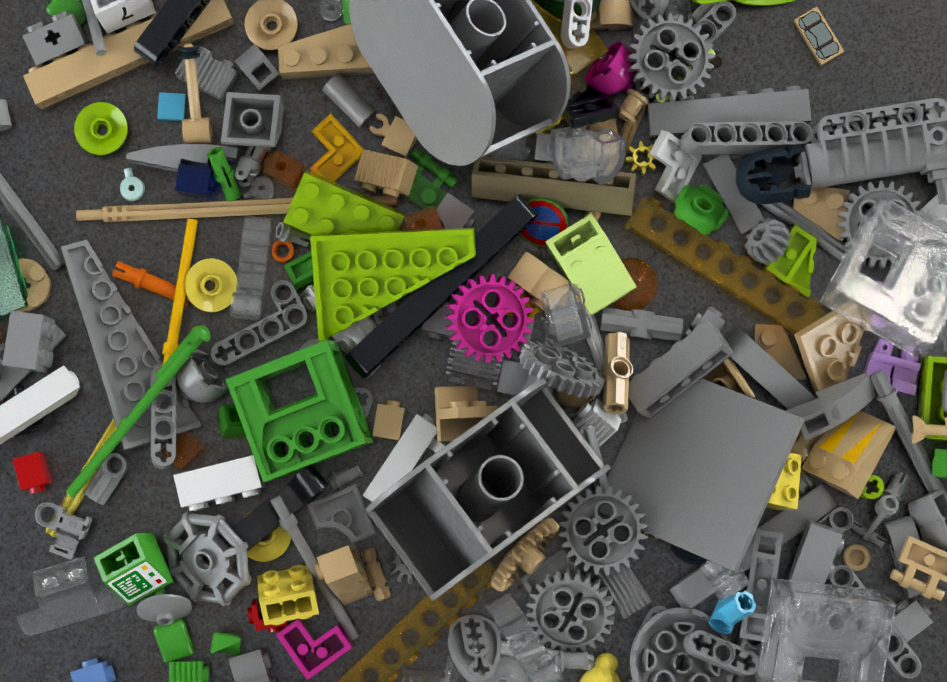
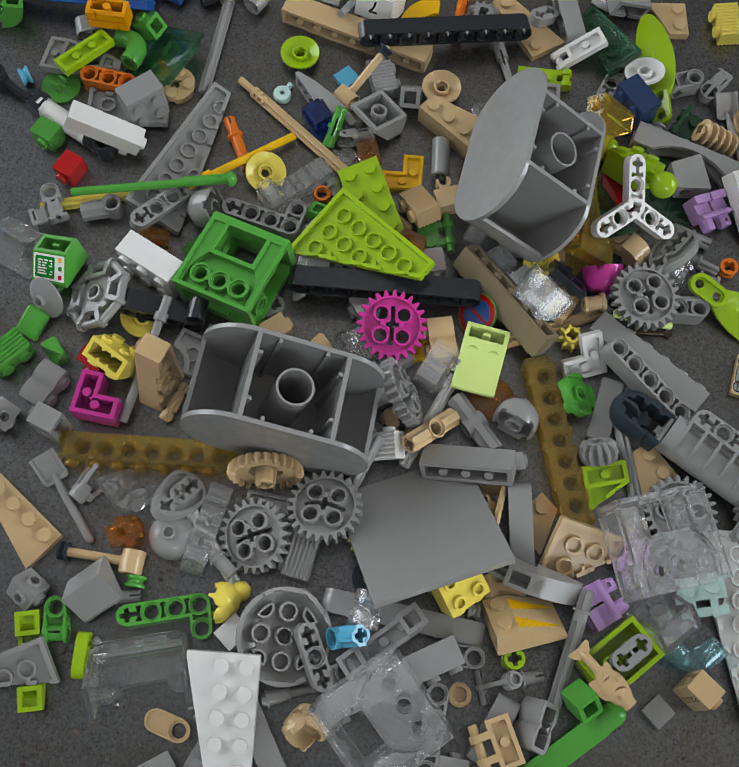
camera: 40 degrees right, 15 degrees down
(672, 282) = (517, 418): none -> light grey cylinder

